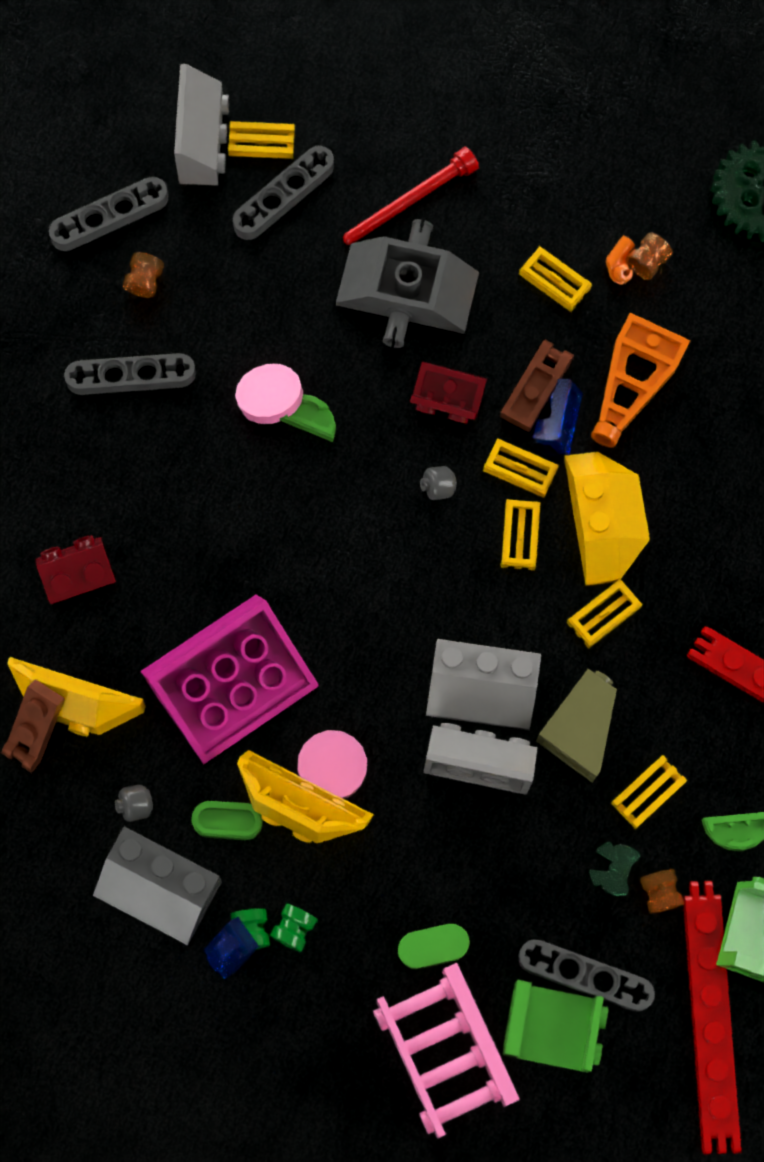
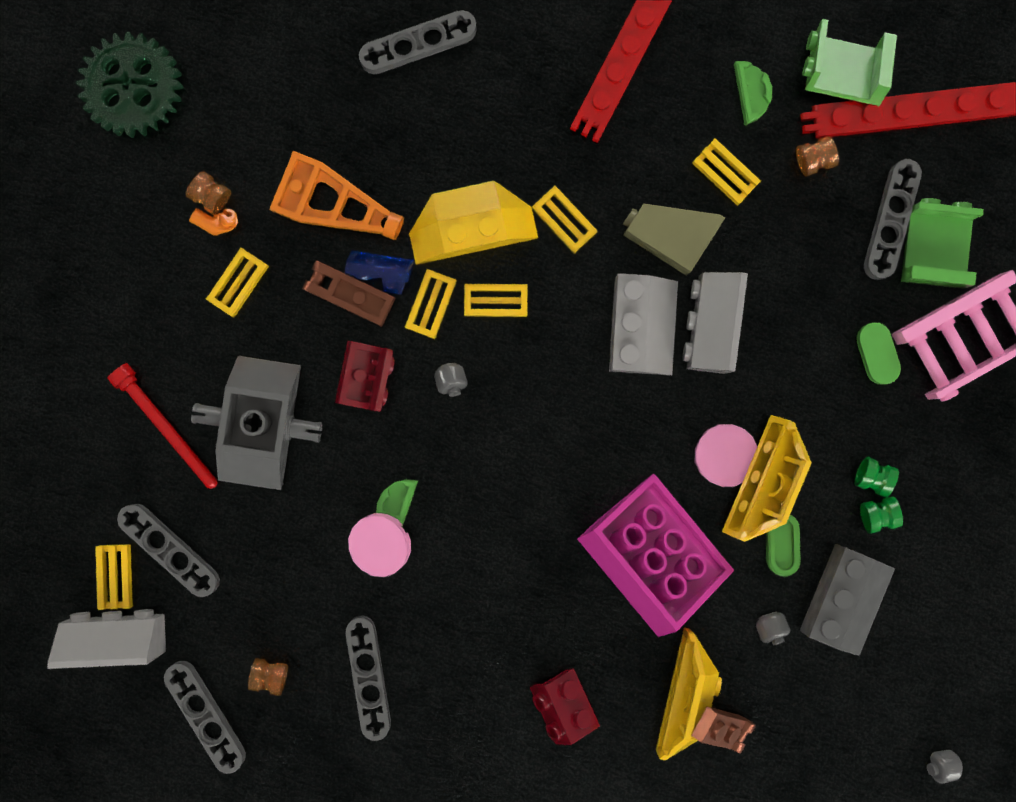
camera: 90 degrees left, 15 degrees up
(230, 948) = (907, 532): clear blue hinge -> none
(622, 859) = (789, 193): clear green piece -> none

